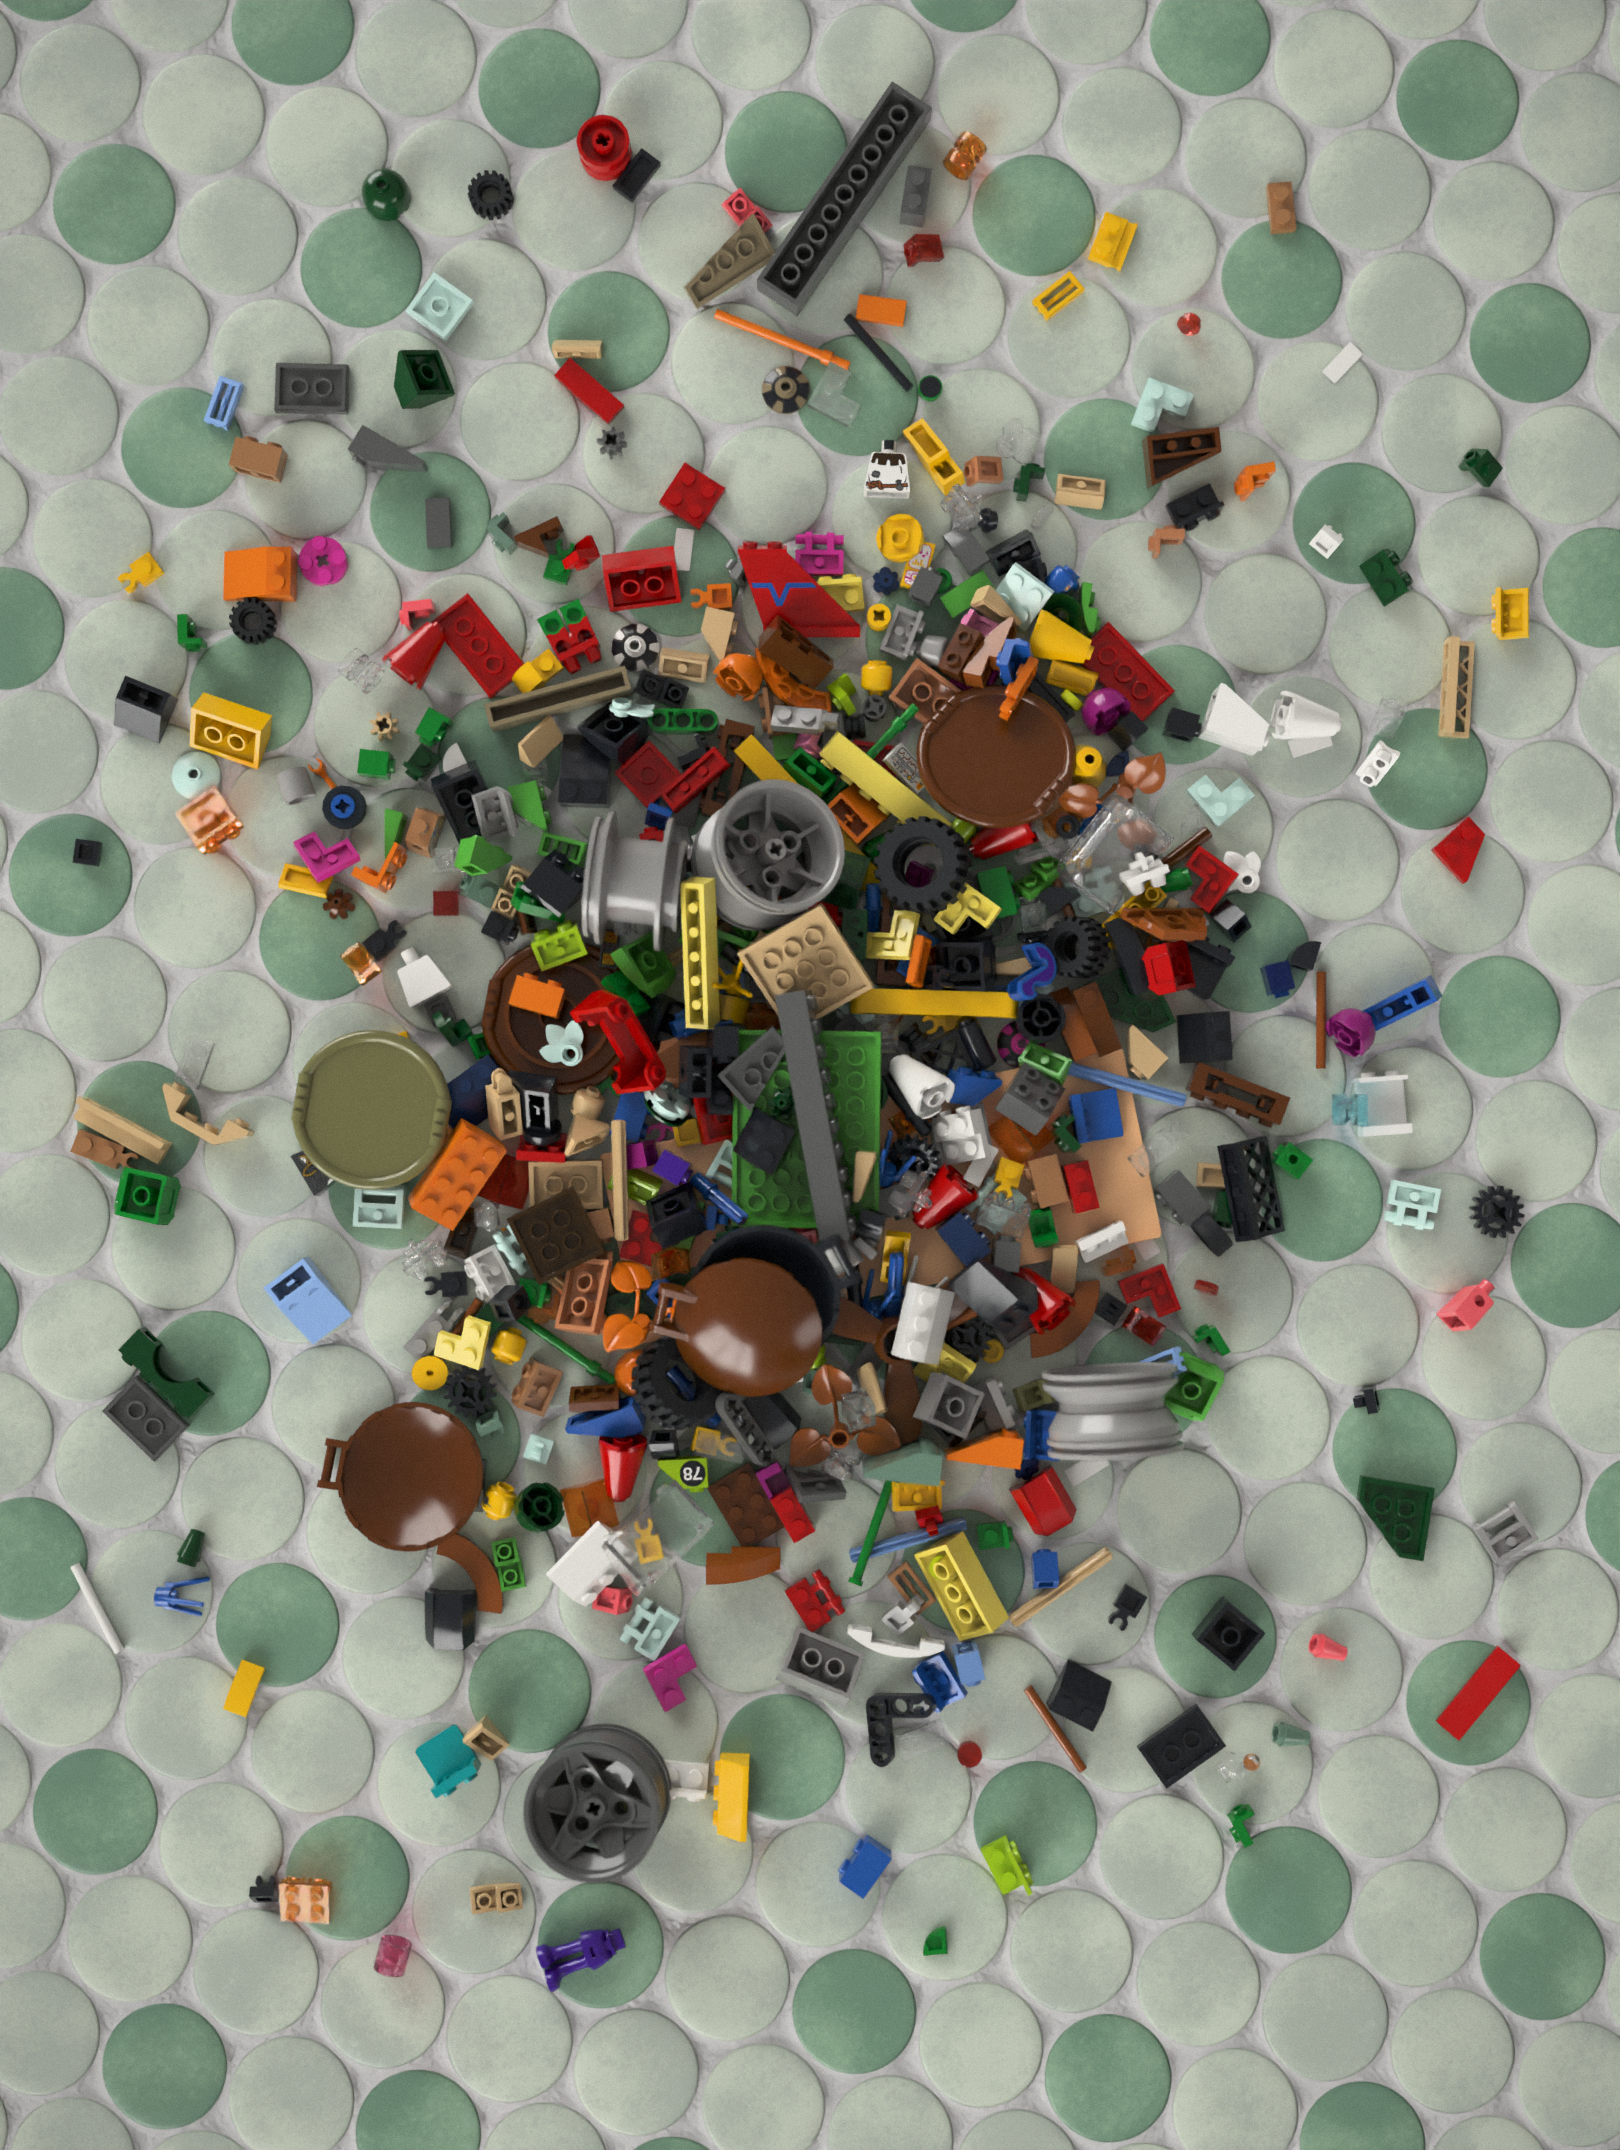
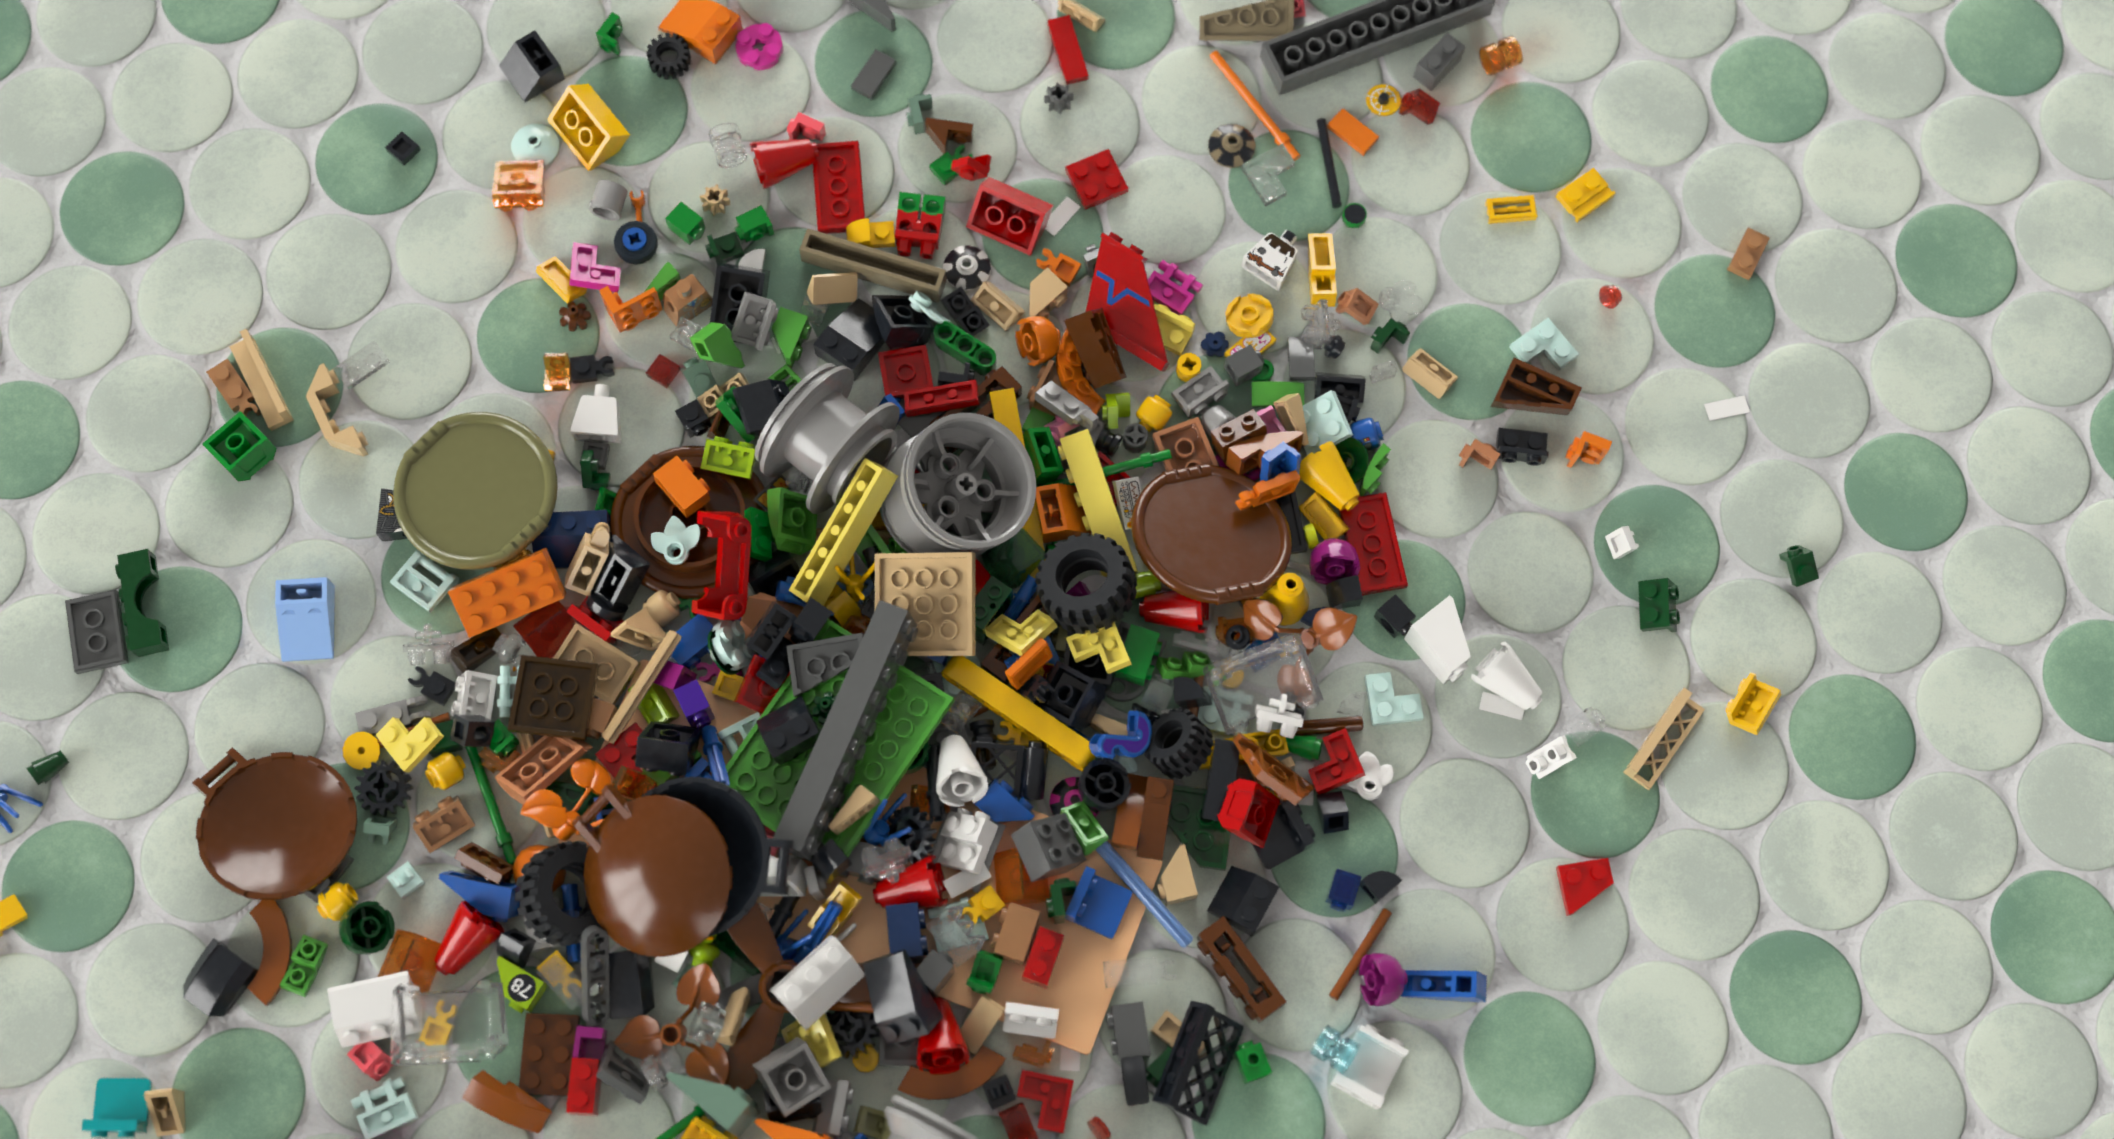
camera: 30 degrees right, 15 degrees down
(887, 262) = (1383, 100): none -> yellow piece

